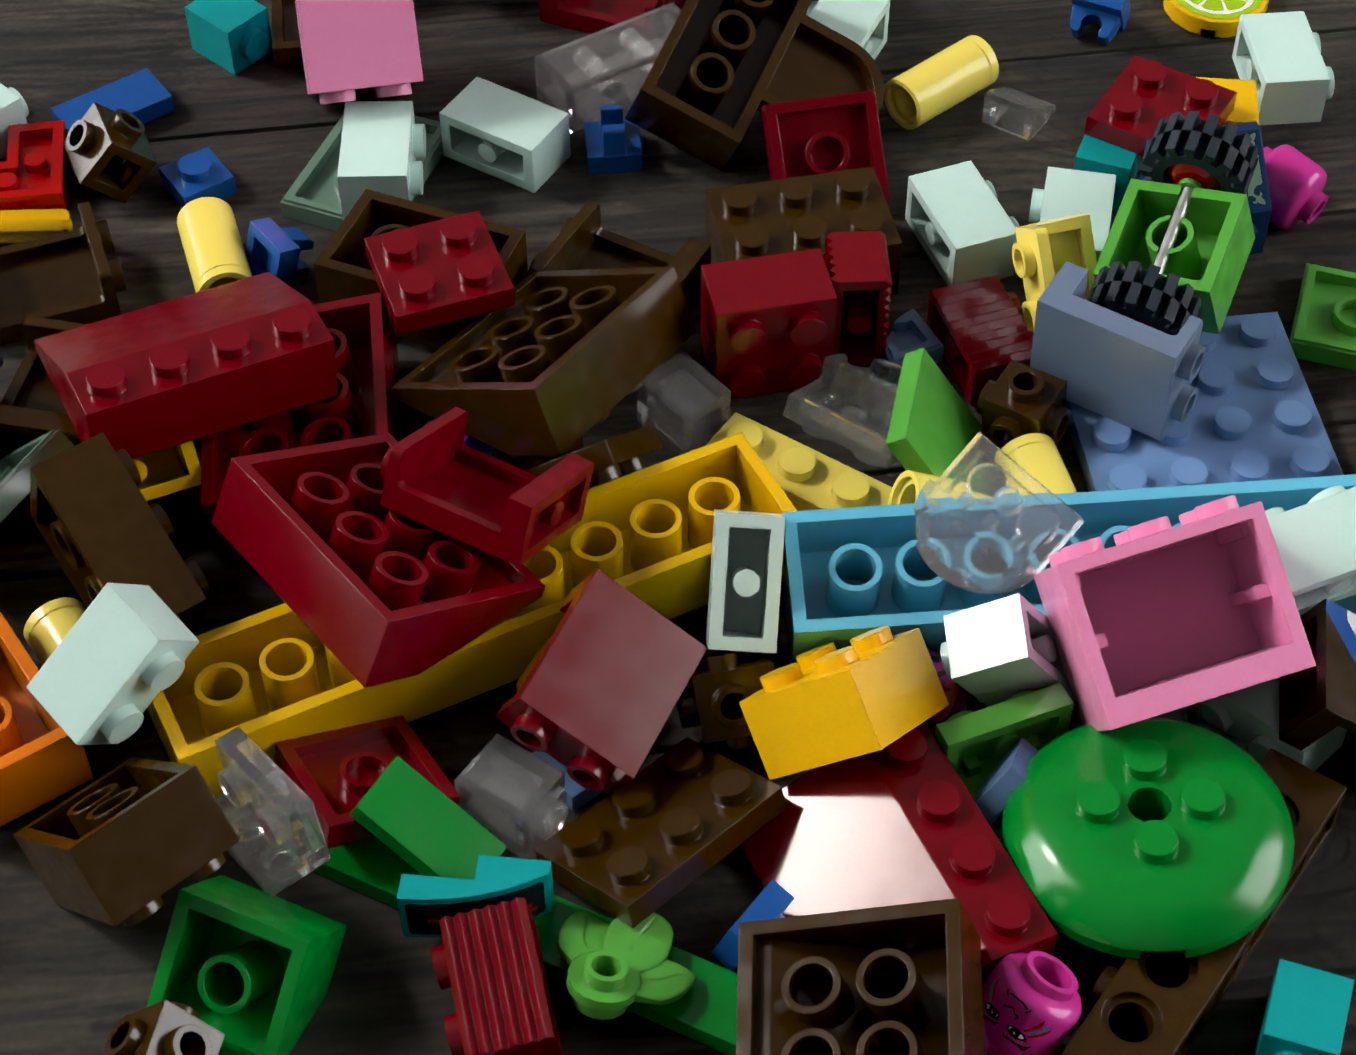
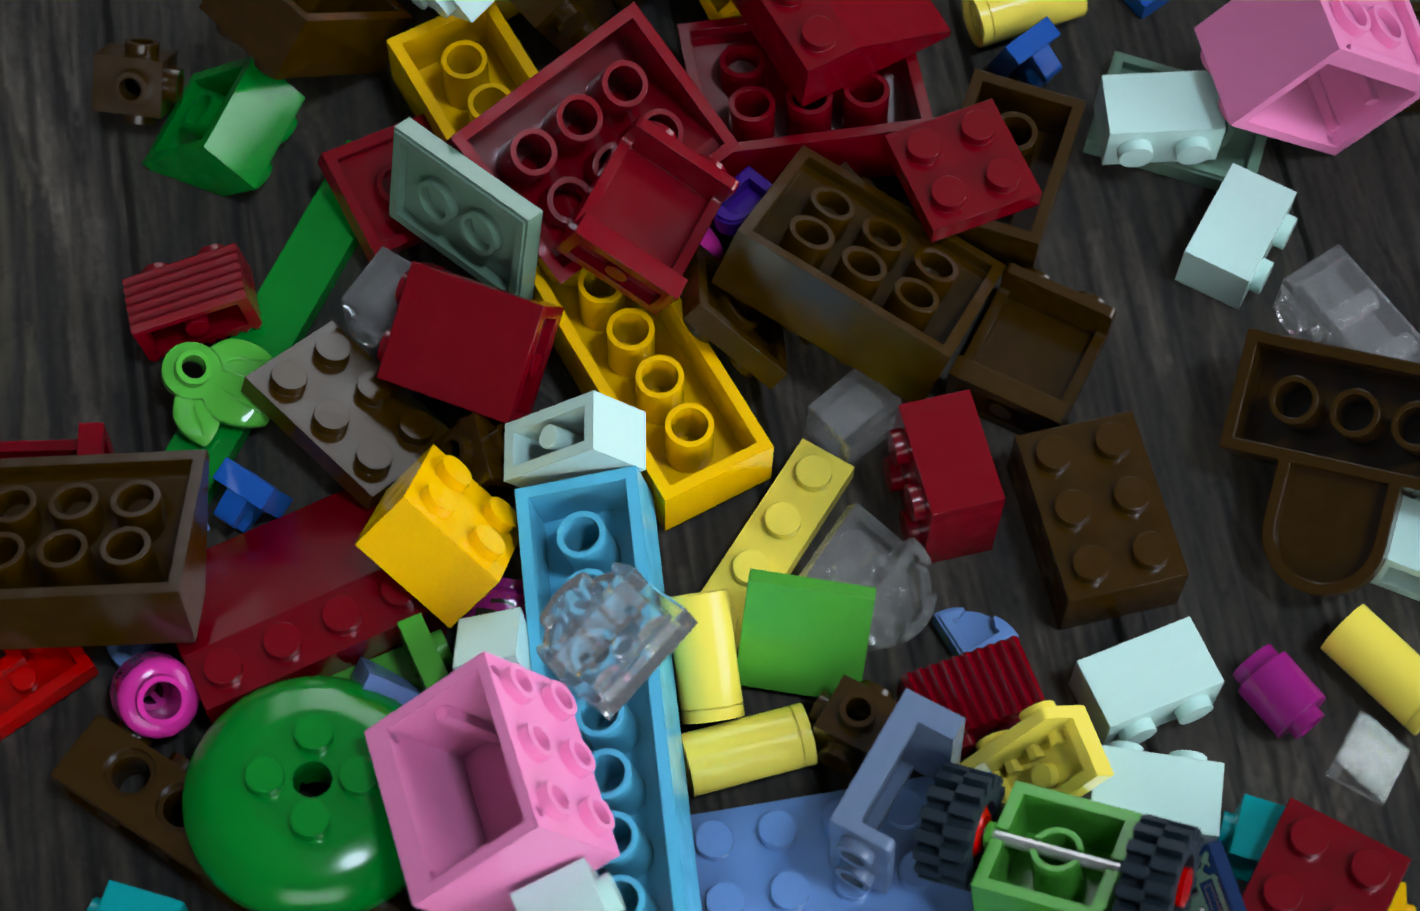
camera: 85 degrees right, 15 degrees up
(269, 814) = (362, 108): clear bracket -> none
(424, 824) = (329, 230): green tile -> none
(428, 899) = (270, 276): teal slope -> none
(451, 657) = (463, 210): none -> sand green tile
(613, 143) = (1230, 335): blue tile -> none
(825, 136) = (1230, 536): dark red plate -> none
(863, 290) = (993, 559): dark red brick -> none
(972, 137) = (1280, 692): none -> magenta brick

